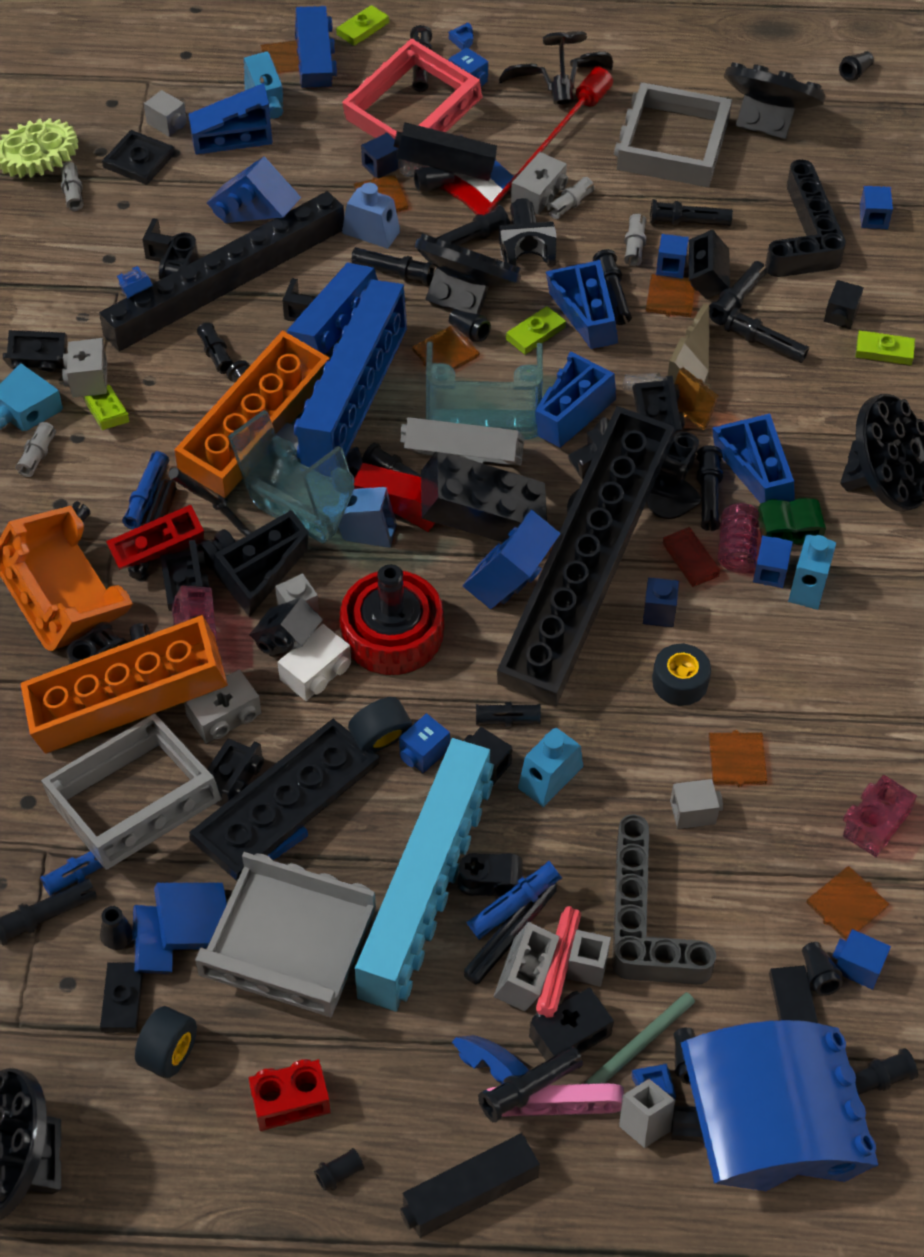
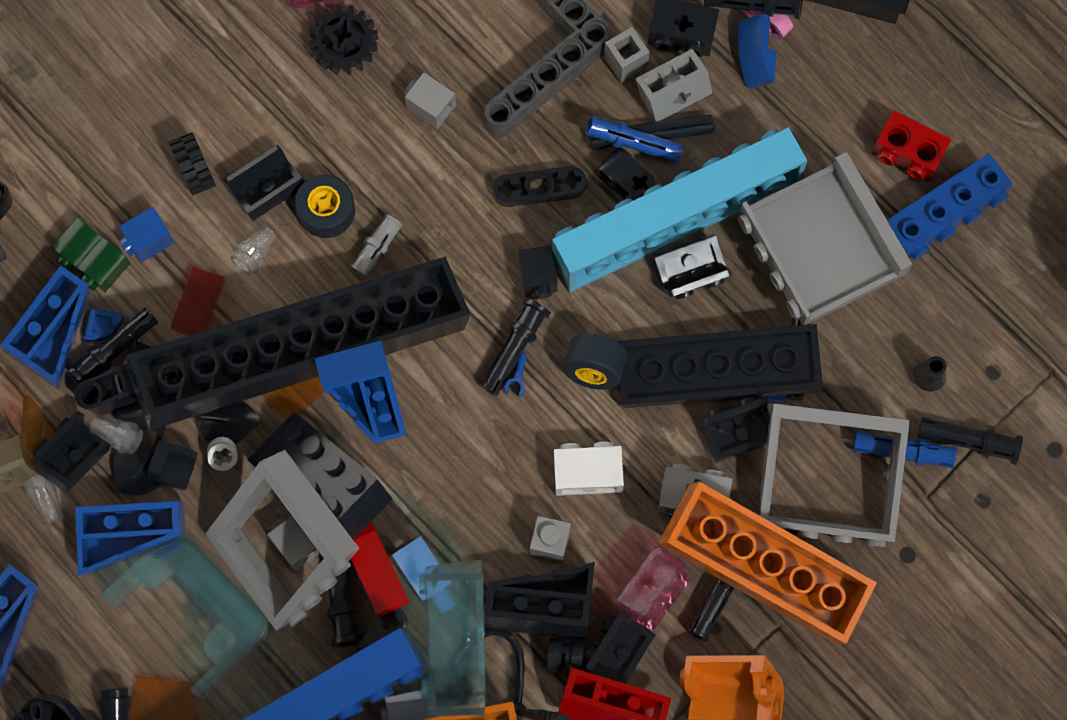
camera: 135 degrees left, 20 degrees up
(94, 643) = (747, 639): black piece -> none
(121, 998) = (965, 322): black plate -> none
(148, 946) = (910, 340): blue slope -> none
(165, 1041) = (966, 251): black wheel -> none
(189, 913) = (867, 334): blue tile -> none
(213, 1070) = (950, 205): none -> blue brick
(285, 627) = (590, 510): black brick -> none
(338, 1169) = (920, 74): black pin -> none
(374, 851) = (691, 267): none -> bracket
(392, 621) = (495, 448): red wheel -> none
(424, 682) = (518, 375): none -> blue hand
(424, 743) = (573, 320): blue brick -> none
(453, 708) = (520, 335): none -> black pin
(530, 715) = (484, 295): black pin -> none
(535, 330) = (63, 653): lime plate -> none
(549, 833) = (515, 179): none -> black beam
(553, 985) = (627, 85): coral axle -> none
(554, 761) = (502, 215): dark azure torso -> none
(567, 486) = (219, 444): none -> white bush
(618, 682) = (375, 246): none -> light grey pin
(660, 602) = (273, 276): dark blue brick -> none
(694, 610) = (252, 251): none -> clear cone
(735, 494) = (102, 324): none -> blue tile
(737, 654) = (264, 182): none -> black bracket
(737, 758) = (355, 114): clear orange piece -> none
(738, 537) = (150, 275): clear pink piece -> none
(798, 617) = (192, 163): none -> black tyre
(805, 792) = (334, 30): none -> black gear
(814, 561) = (129, 194): dark azure torso -> none

